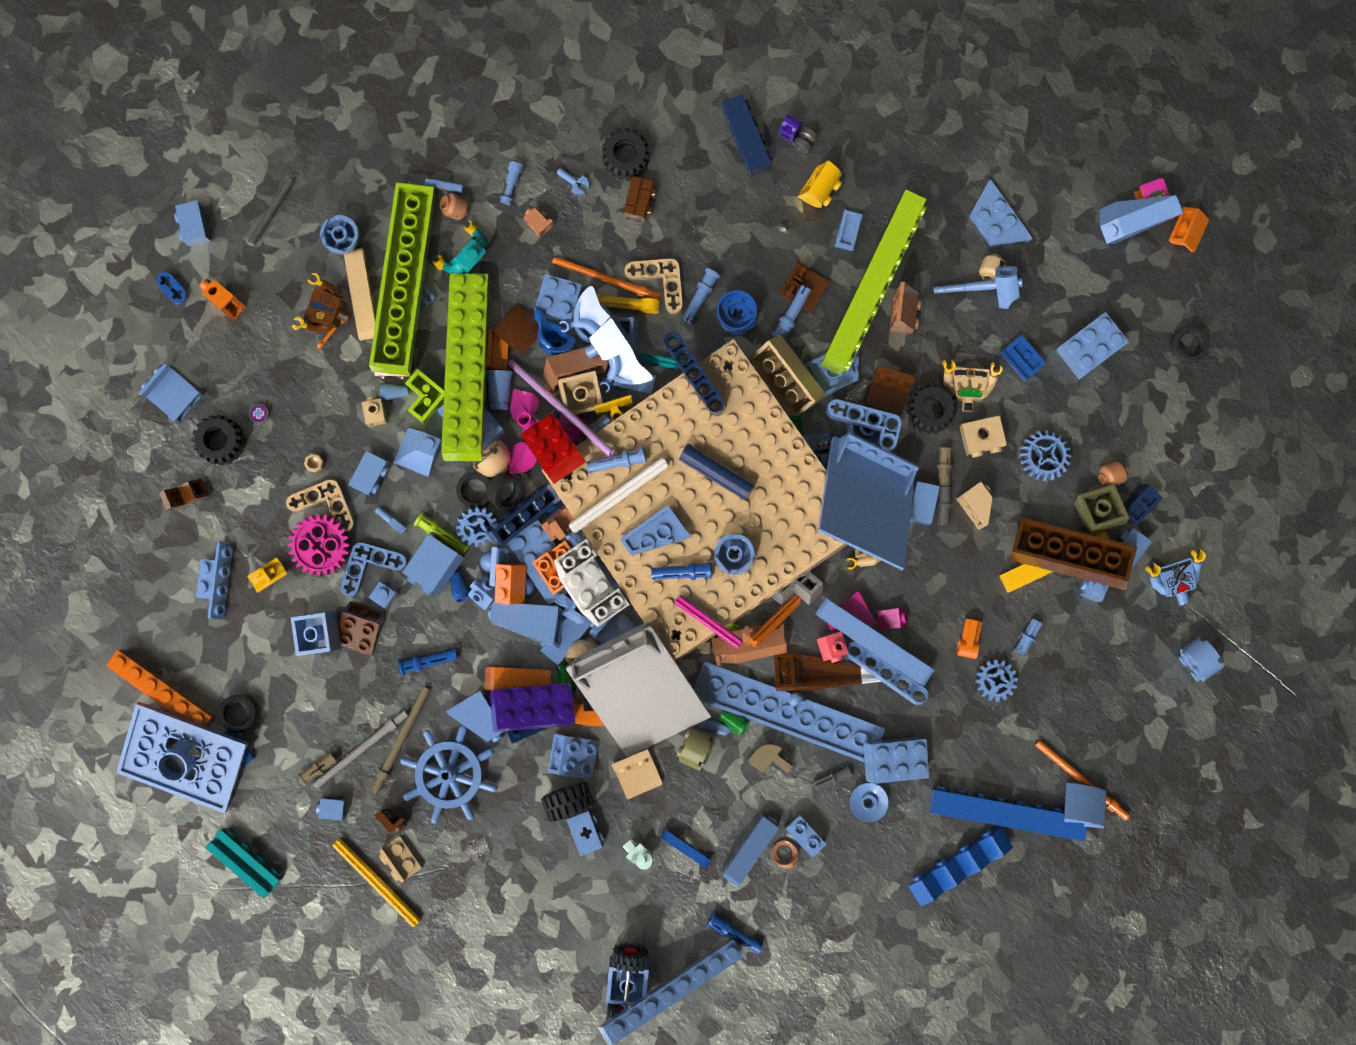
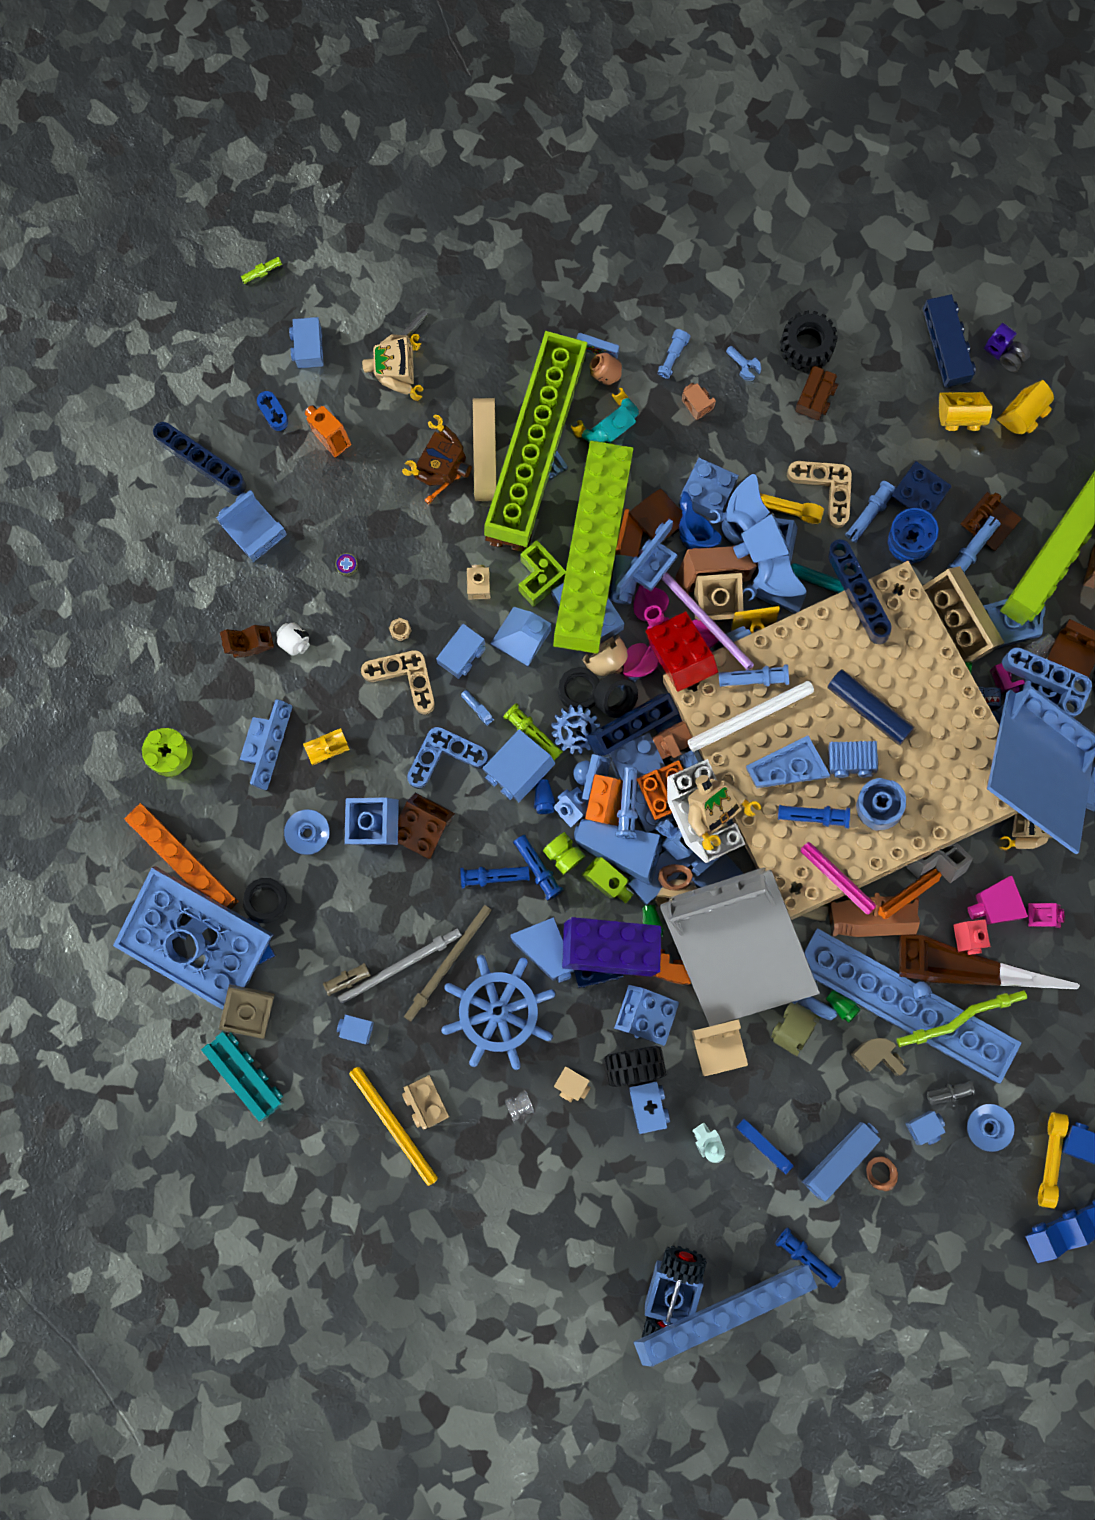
camera: 15 degrees right, 5 degrees down
(109, 335) = (194, 450): none -> dark blue beam
(122, 597) = (160, 741): none -> lime brick
(141, 163) = (261, 270): none -> lime bar
(205, 431) = (288, 570): black tyre -> none
(223, 486) = (292, 638): none -> white head
(238, 809) = (246, 1011): none -> dark tan tile
(254, 646) = (298, 824): none -> medium blue dish
(270, 231) = (394, 364): none -> tan torso
(308, 557) = (375, 734): dark pink gear -> none
(339, 234) = (472, 379): medium blue cylinder -> none
(383, 595) = (456, 791): medium blue brick -> none
(387, 819) = (420, 1052): reddish brown bracket -> none
(392, 390) = (502, 562): medium blue cone -> none
(470, 655) = (543, 876): none -> blue pin
(482, 632) = (564, 853): none -> lime wheel
(508, 678) = (591, 908): orange wedge -> none
(515, 645) = (599, 874): none -> lime torso
(518, 374) = (651, 564): none -> medium blue bracket
(519, 825) = (572, 1085): none -> tan brick
(528, 595) = (627, 813): none -> medium blue pin
(568, 636) = (668, 871): none -> nougat piece
(596, 578) = (713, 806): none -> tan torso
(641, 290) = (803, 495): orange bar -> none
(707, 518) = (853, 758): none -> medium blue brick
(740, 271) = (921, 489): none -> dark blue hinge
(767, 194) = (964, 409): none -> yellow brick
(801, 737) = (920, 1036): none -> lime bar
(805, 835) = (909, 1154): medium blue brick -> none
(816, 811) = (926, 1128): none -> medium blue brick
(831, 426) = (1003, 679): none -> dark pink bracket
(848, 230) = (1051, 465): medium blue tile -> none
(875, 641) = (1024, 937): medium blue beam -> none
(892, 682) = (1037, 989): medium blue beam -> none
(896, 760) = (1031, 1081): medium blue brick -> none
(923, 842) = (1048, 1190): none -> yellow piece

